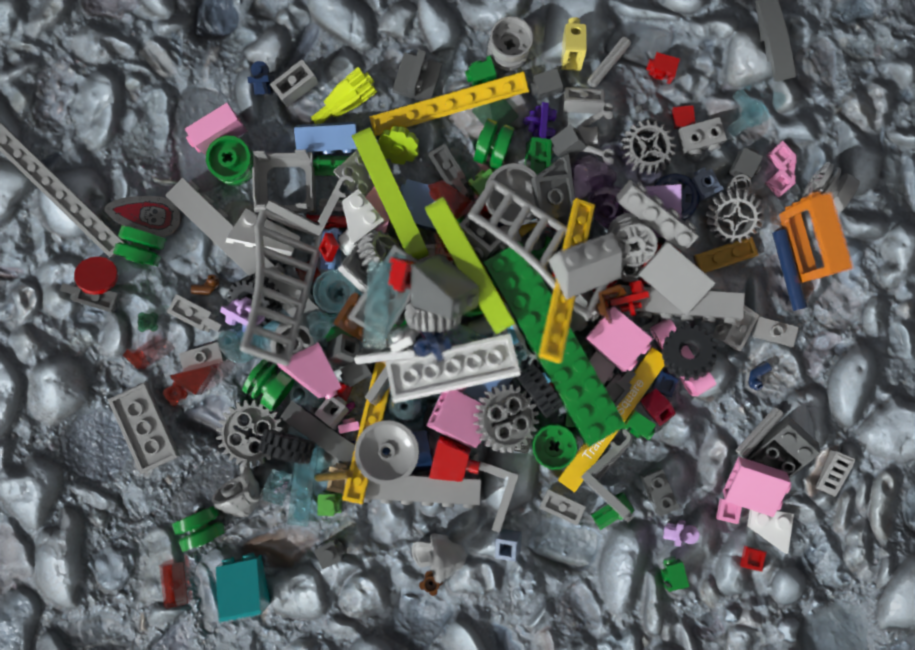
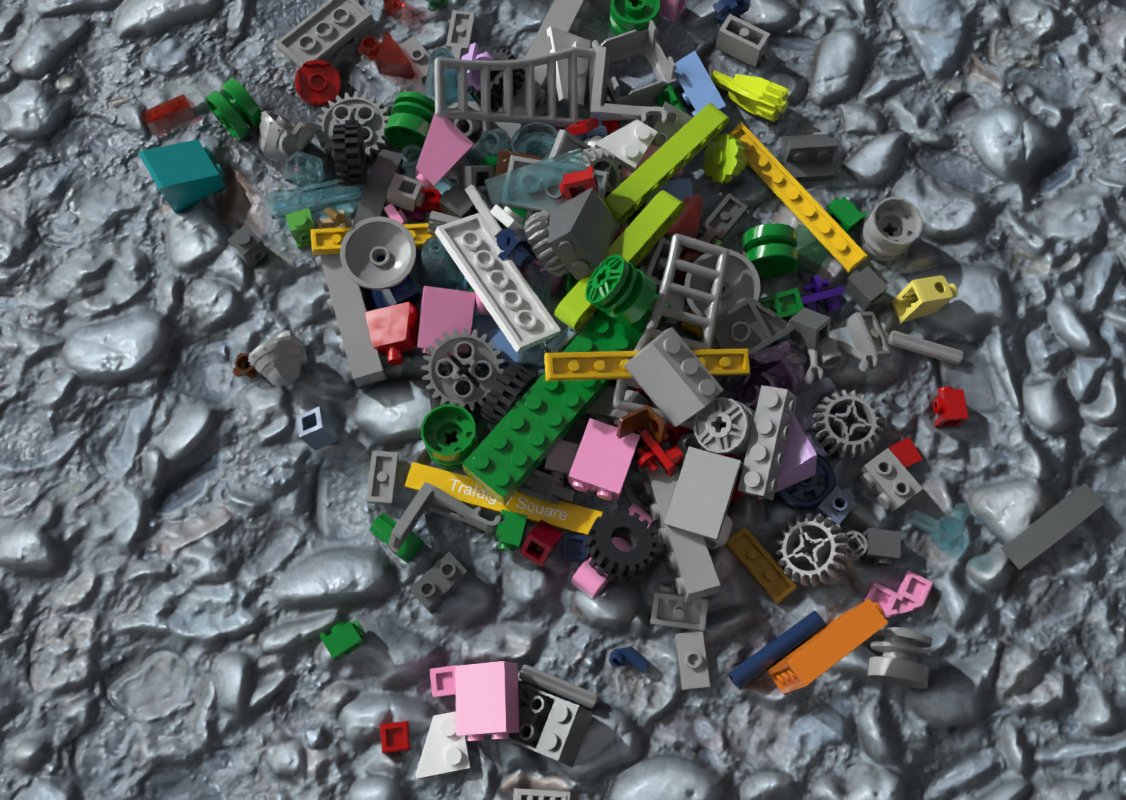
camera: 65 degrees right, 15 degrees down
(194, 449) = (317, 83): none -> red tile
(206, 288) = (496, 41): reddish brown arm -> none
(502, 473) = (376, 409): light grey hinge -> none
(508, 278) = (620, 290): none -> green wheel
(679, 533) = (396, 622): lavender hips -> none

